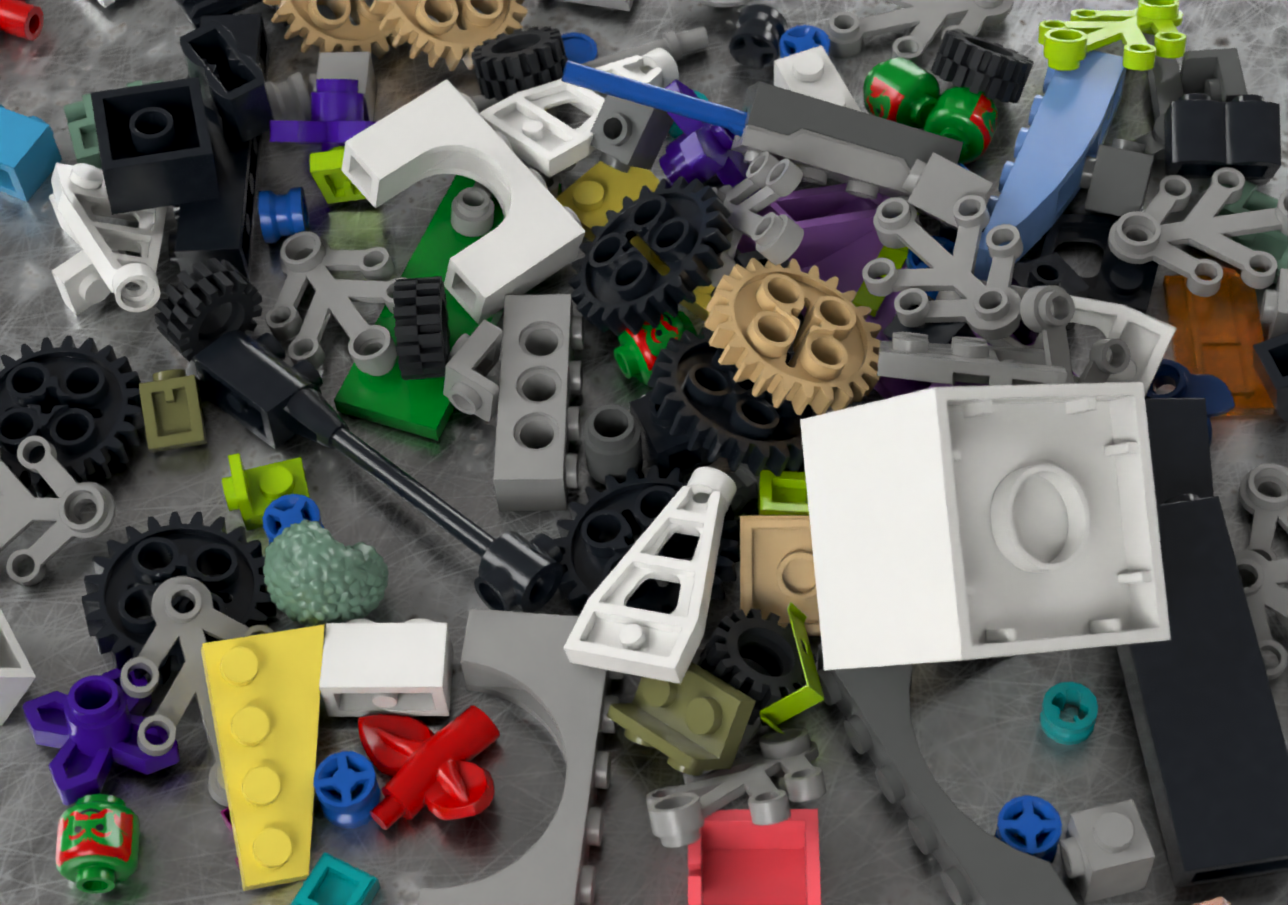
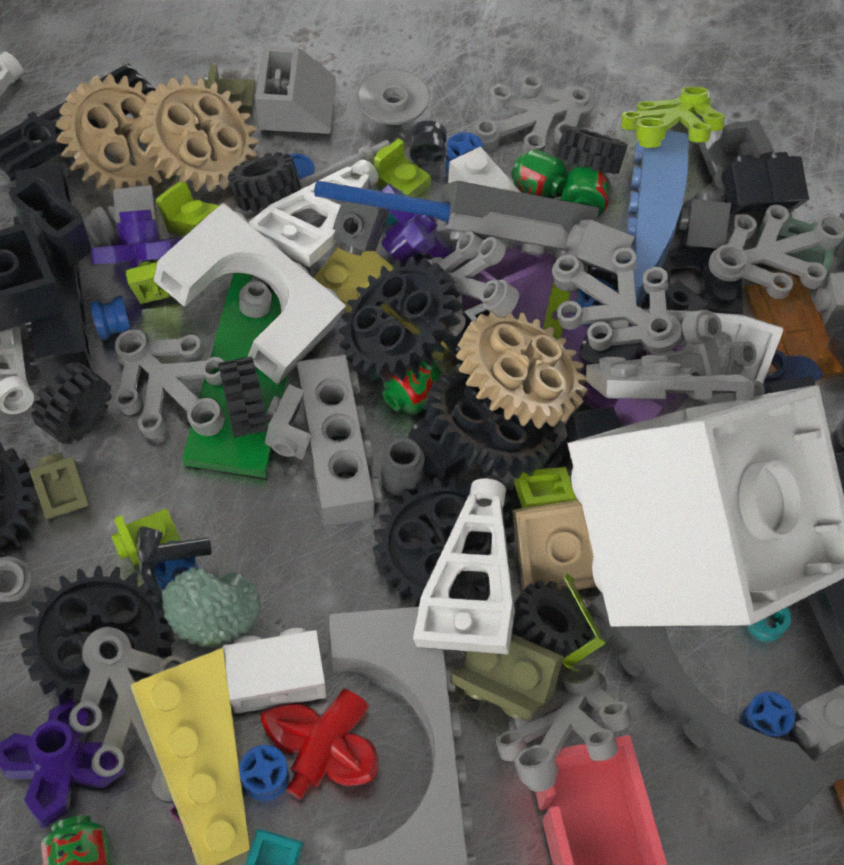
camera: 20 degrees left, 5 degrees up
(264, 504) = (152, 553): none -> black plant
(282, 400) = (142, 465): black bar -> none
(400, 82) = (180, 211): none -> lime bracket
(708, 69) = (399, 171): none -> lime bracket

